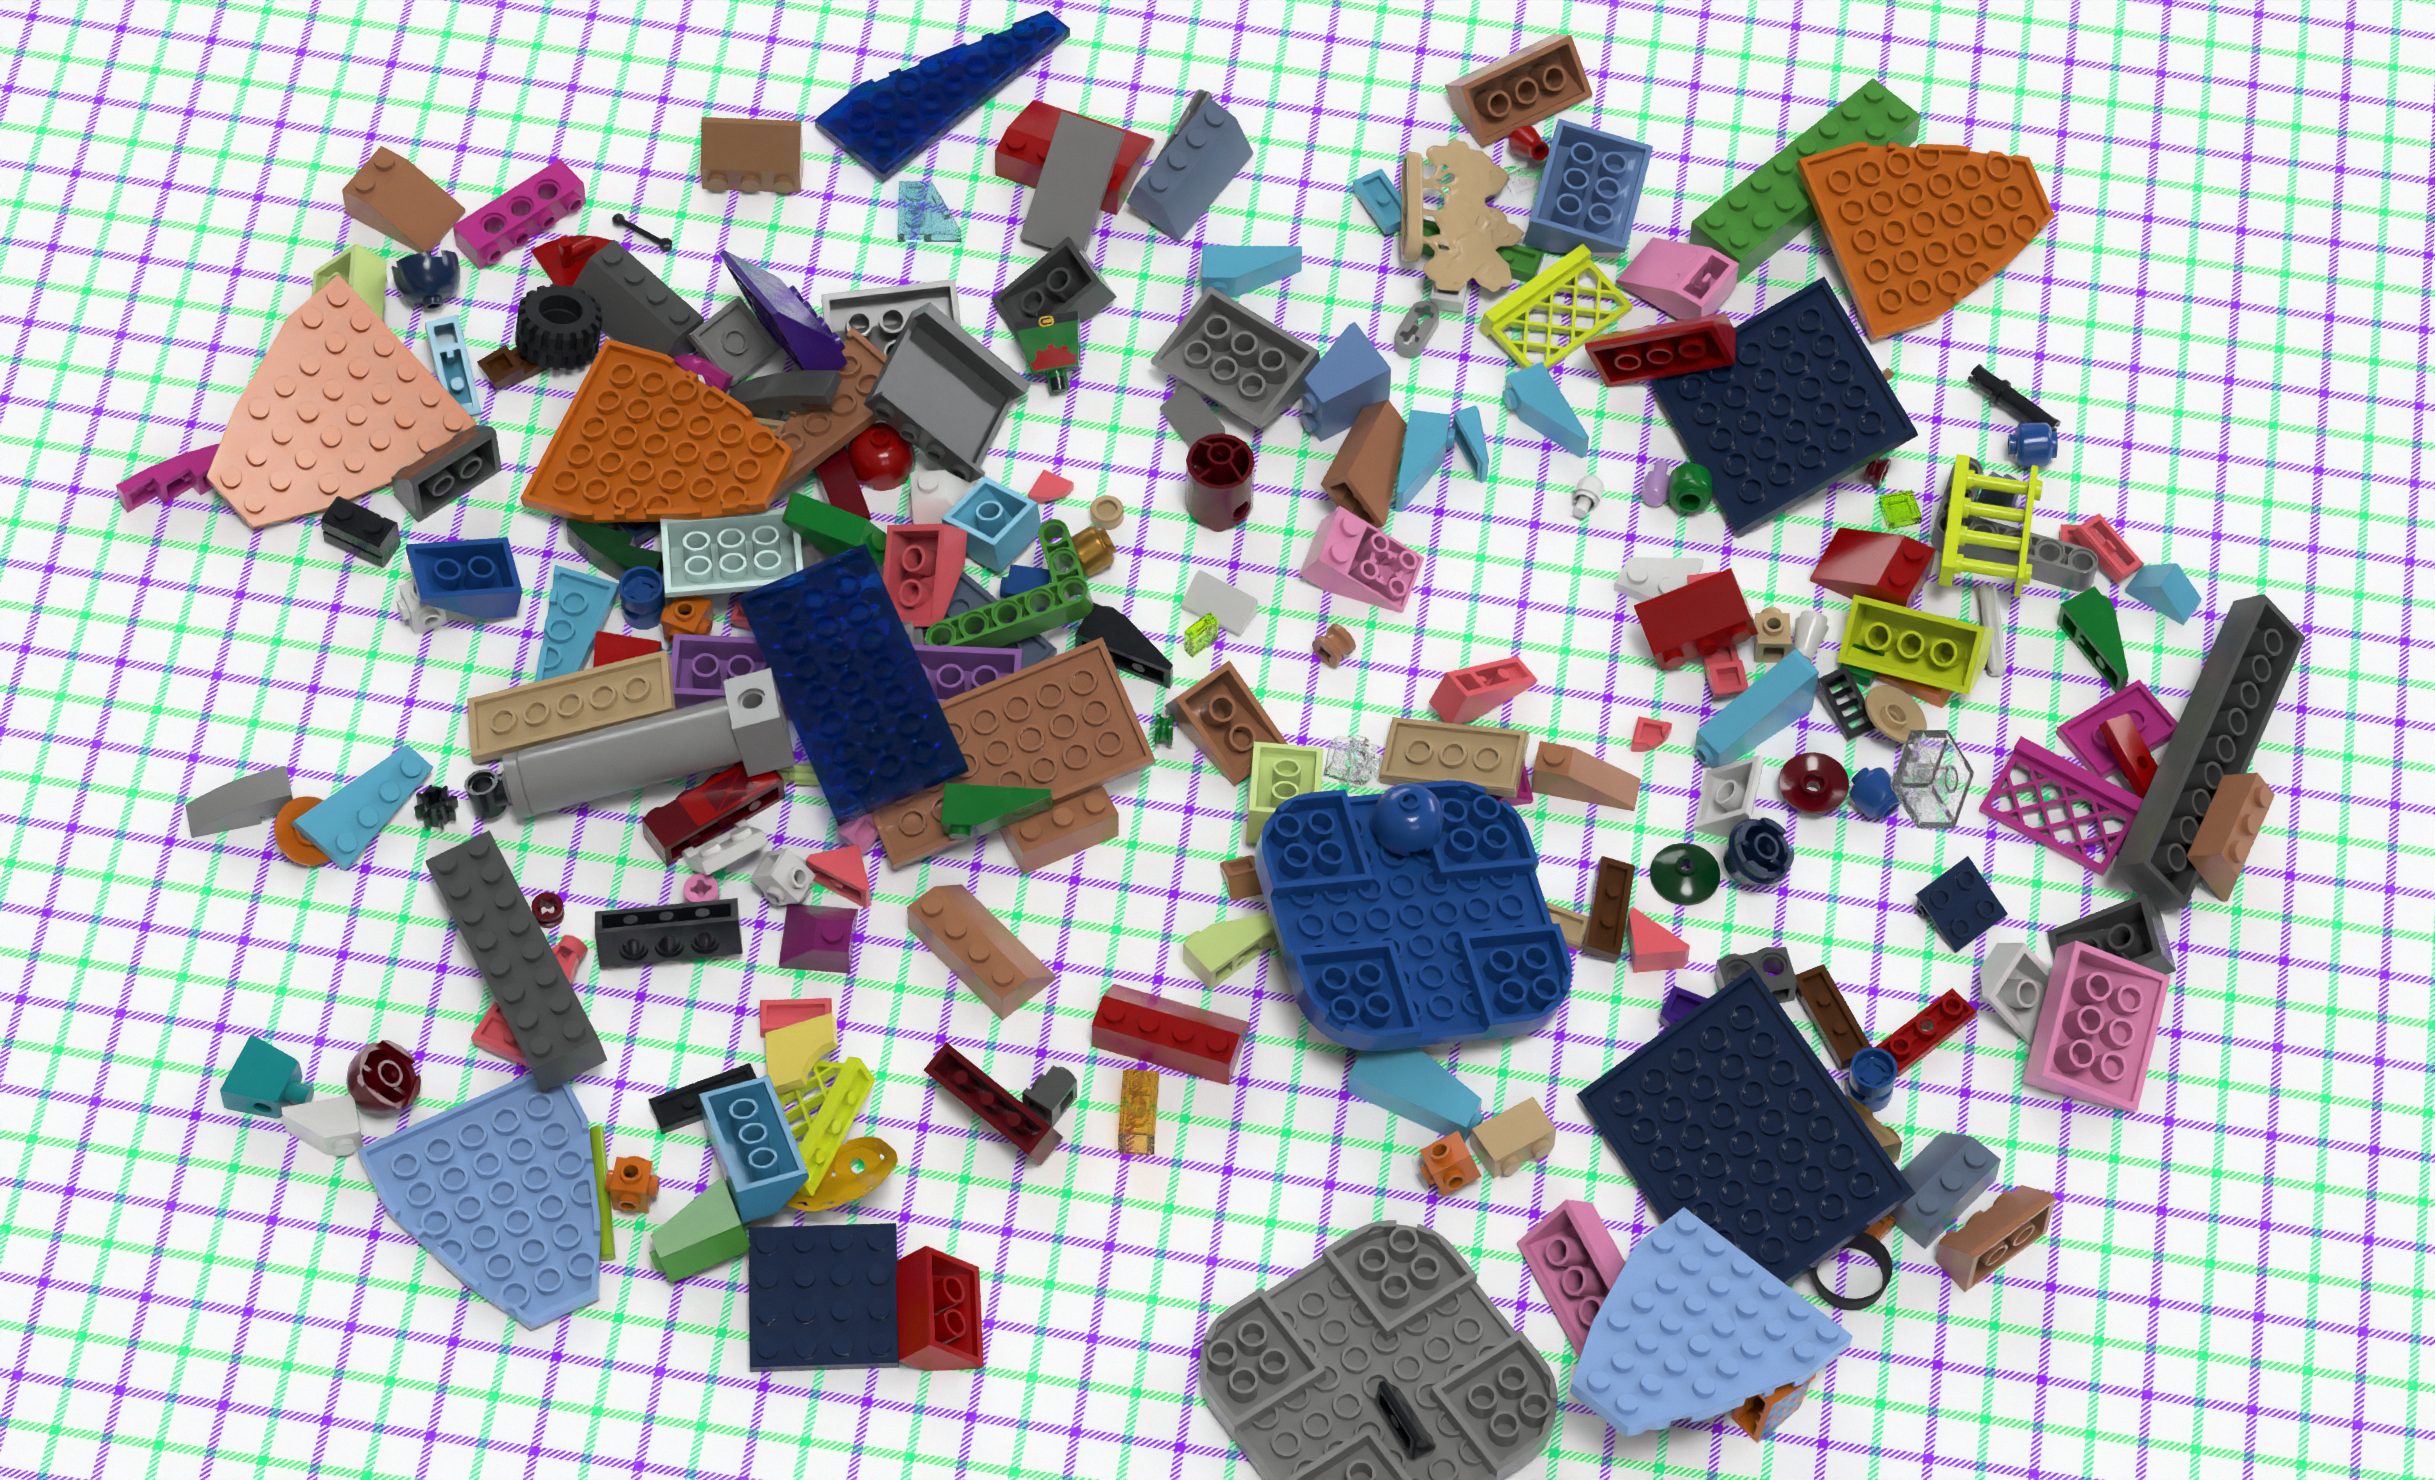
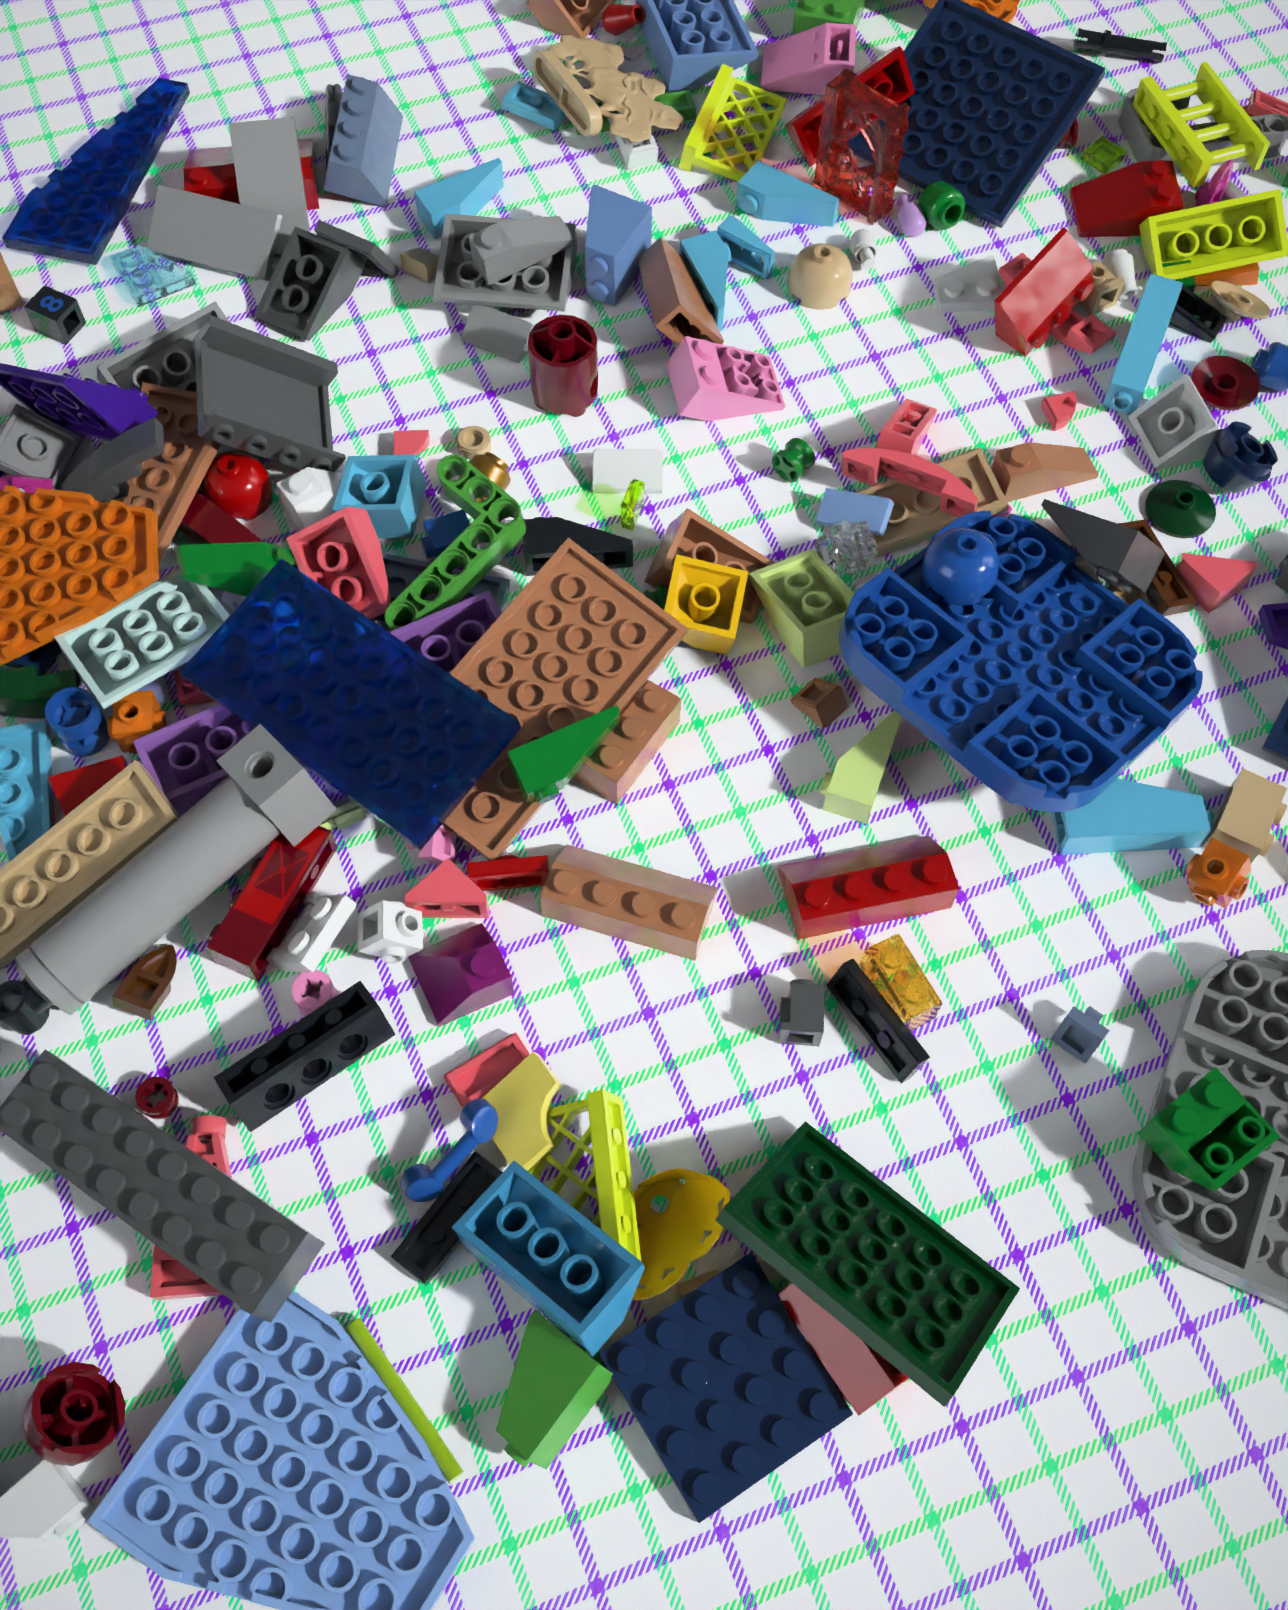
camera: 30 degrees left, 5 degrees up
(585, 825) = (147, 983): none -> reddish brown plate
(632, 1184) = (445, 1388): orange brick -> none
(763, 1042) = (424, 1184): none -> blue bar
(819, 219) = (55, 314): none -> black brick
(896, 879) = (509, 872): none -> red plate
(974, 1264) = (871, 1260): none -> dark green plate
(993, 1103) = (757, 1057): dark red brick -> none
(1000, 202) = (214, 232): none -> light grey tile
(1052, 347) = (336, 324): torso -> none
(1103, 1128) = (877, 1021): none -> black tile
(1114, 281) = (365, 250): none -> dark grey tile
(1168, 314) = (419, 263): none -> tan slope
(1192, 747) = (706, 601): none -> yellow slope
(1251, 349) = (517, 245): none -> light grey slope
(1251, 1216) = (1080, 1033): none -> sand blue tile
(1272, 1307) = (1208, 1132): none -> green slope
(1333, 645) = (753, 459): nougat wheel -> none
(1368, 663) = (793, 459): none -> green wheel
(1385, 732) = (856, 507): none -> light blue tile
(1410, 327) = (635, 186): light grey beam -> none
(1424, 701) = (870, 463): none -> coral slope
(1523, 504) = (820, 276): none -> tan cylinder
(1563, 868) = (1115, 550): none -> dark grey slope
(1625, 399) = (841, 108): none -> clear red fence
(1962, 599) = (1214, 190): none -> dark pink plate
(2033, 444) = (1165, 63): blue head -> none

